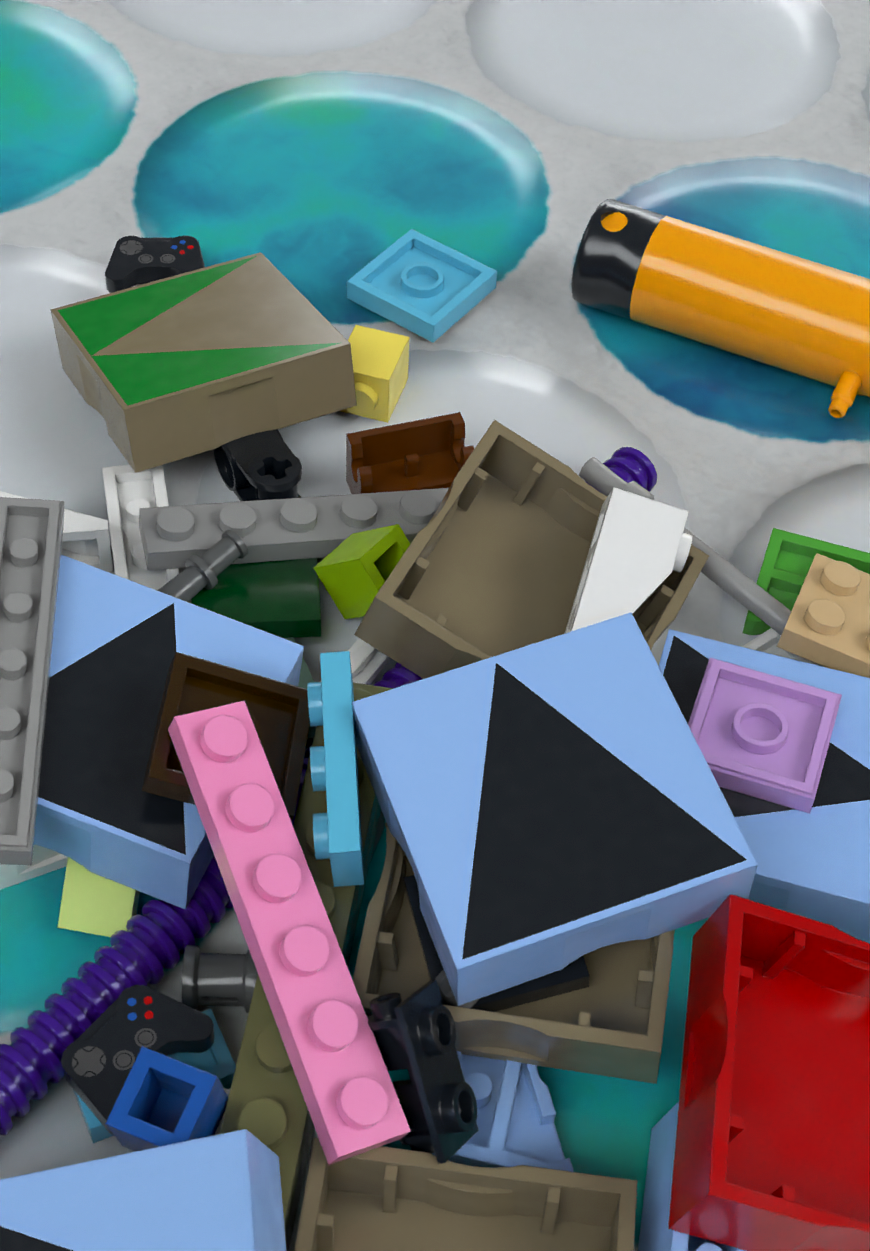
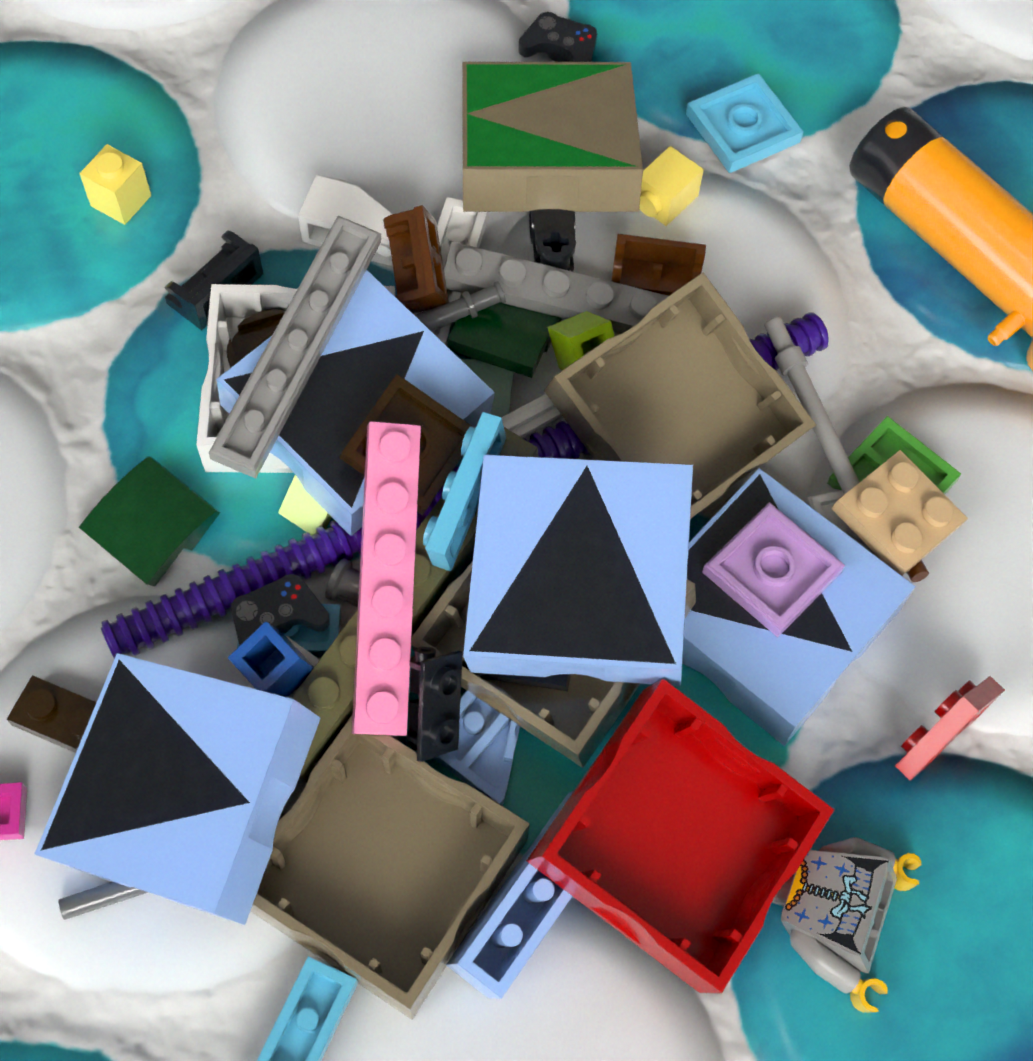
camera: 25 degrees right, 15 degrees up
(102, 532) = (416, 259): none -> reddish brown hinge
(628, 557) = (743, 415): white slope -> none

